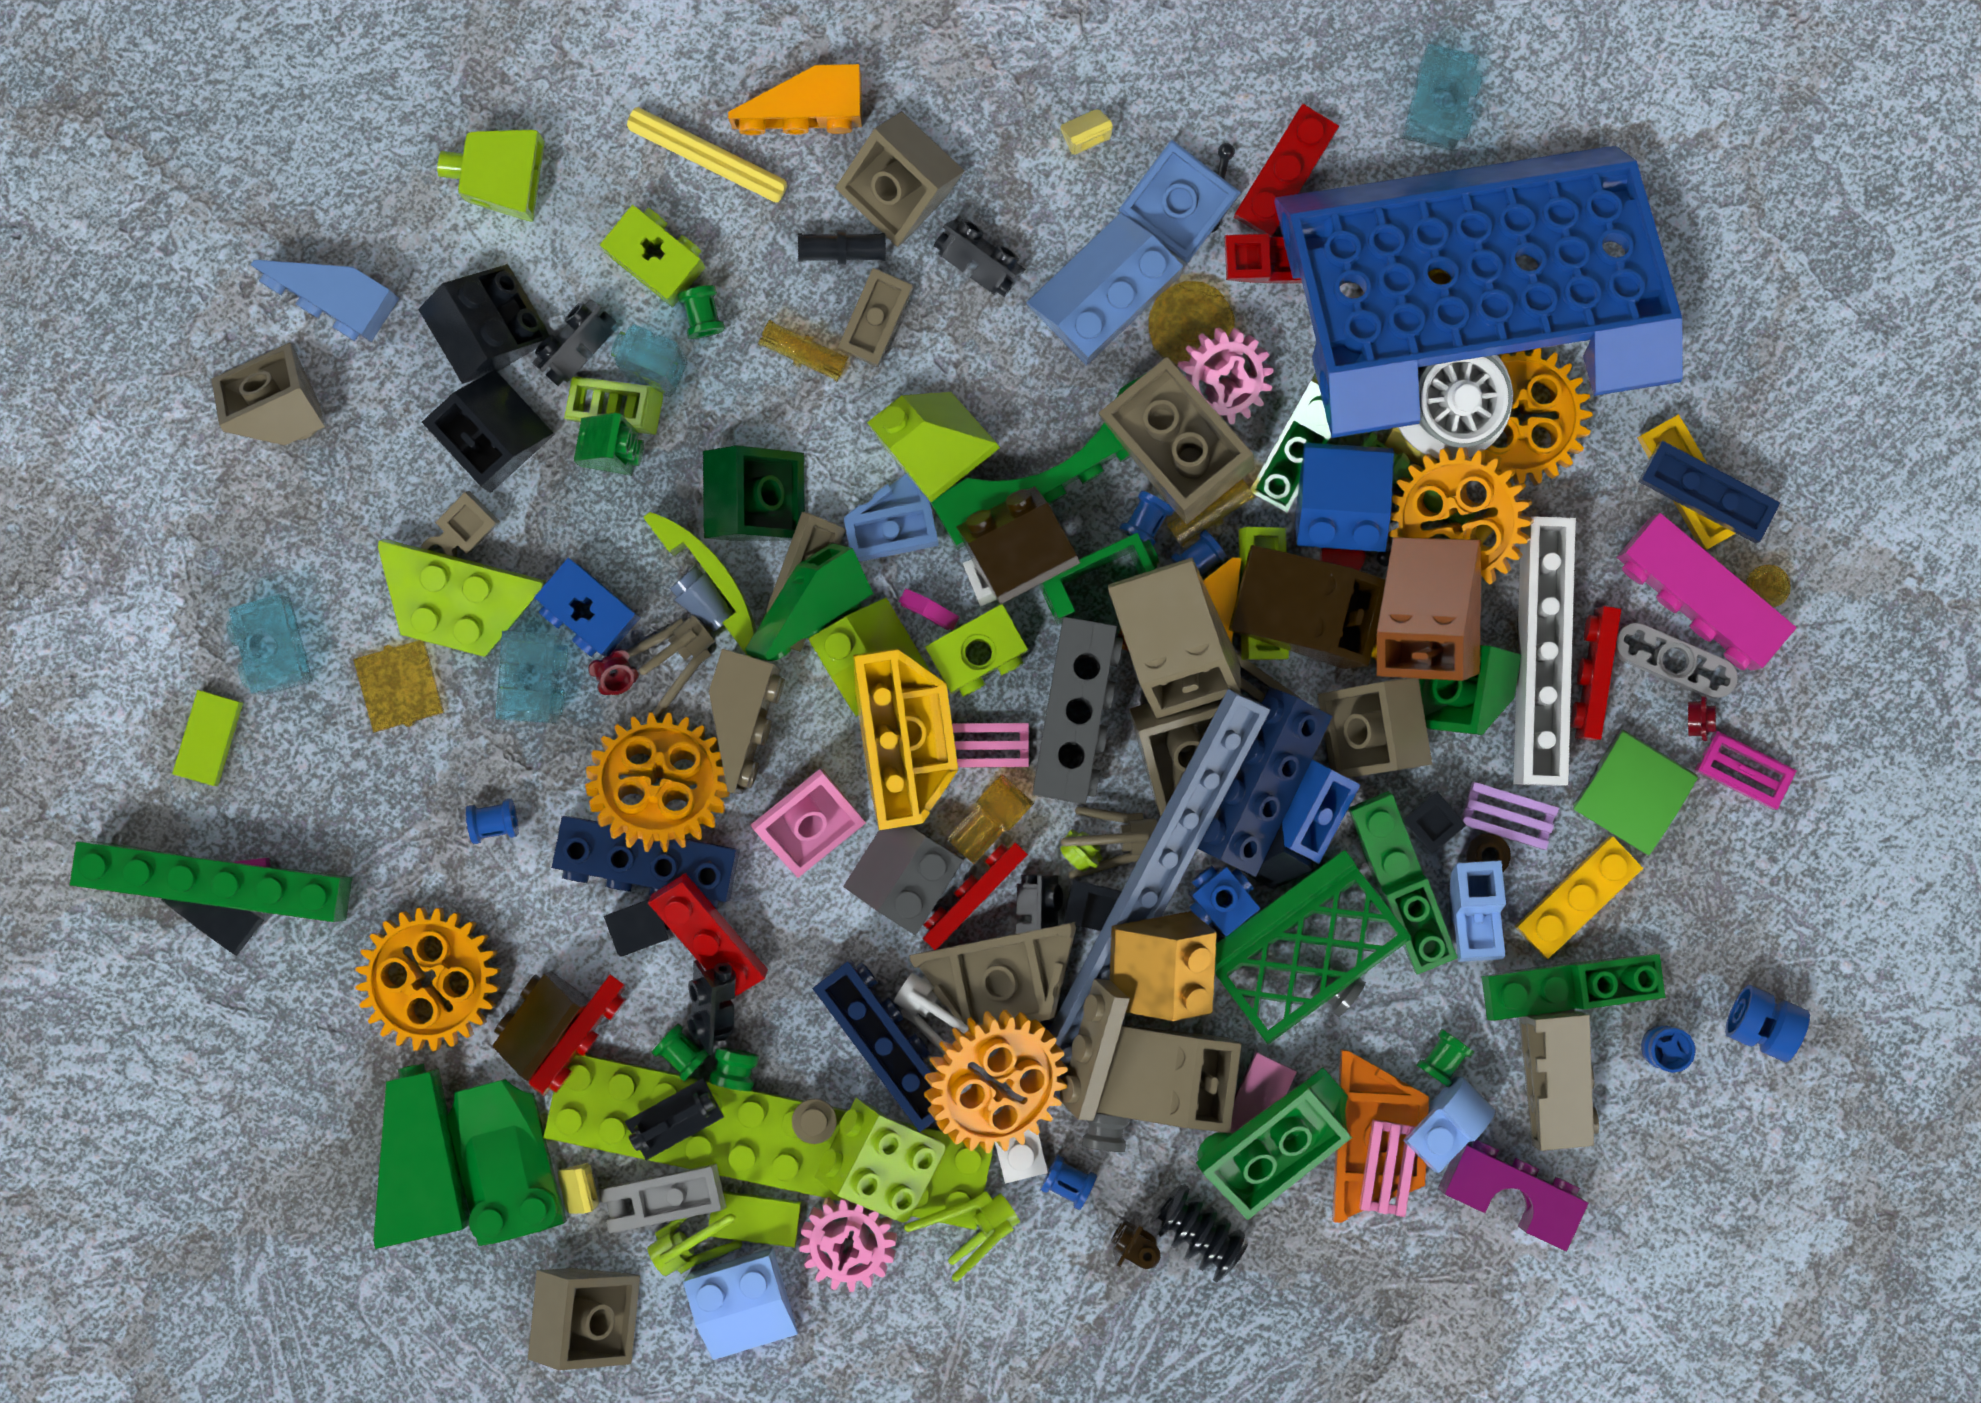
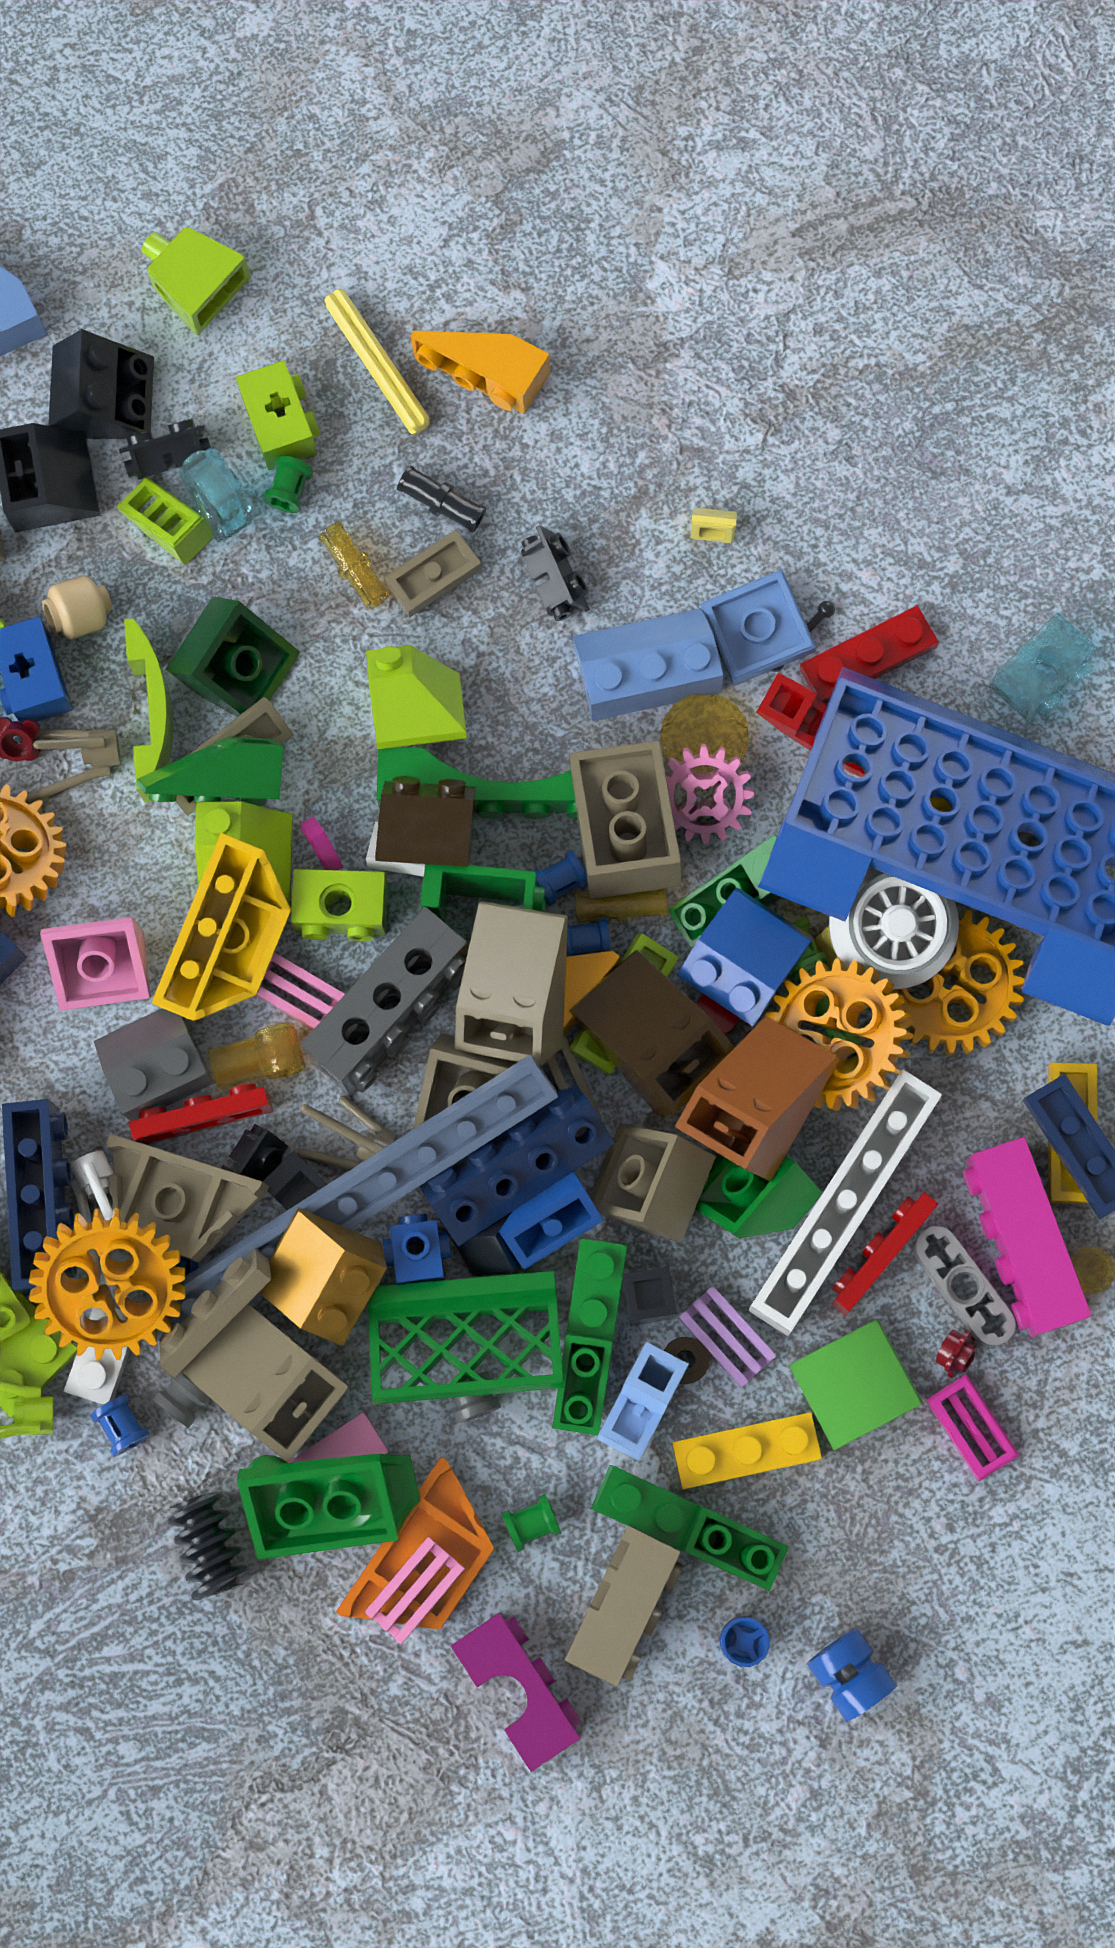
camera: 30 degrees right, 10 degrees down
(590, 528) = (76, 607): none -> tan head
(608, 444) = (137, 544): green slope -> none
(701, 598) = (130, 718): sand blue cone -> none
(740, 704) = (100, 829): dark tan slope -> none
(892, 522) = (334, 753): medium blue wing -> none
(899, 178) = (526, 468): dark tan slope -> none
(1081, 856) = (319, 1137): lime plate -> none
(1135, 1244) = (140, 1515): dark brown hinge -> none
(1454, 1119) = (494, 1583): light blue brick -> none

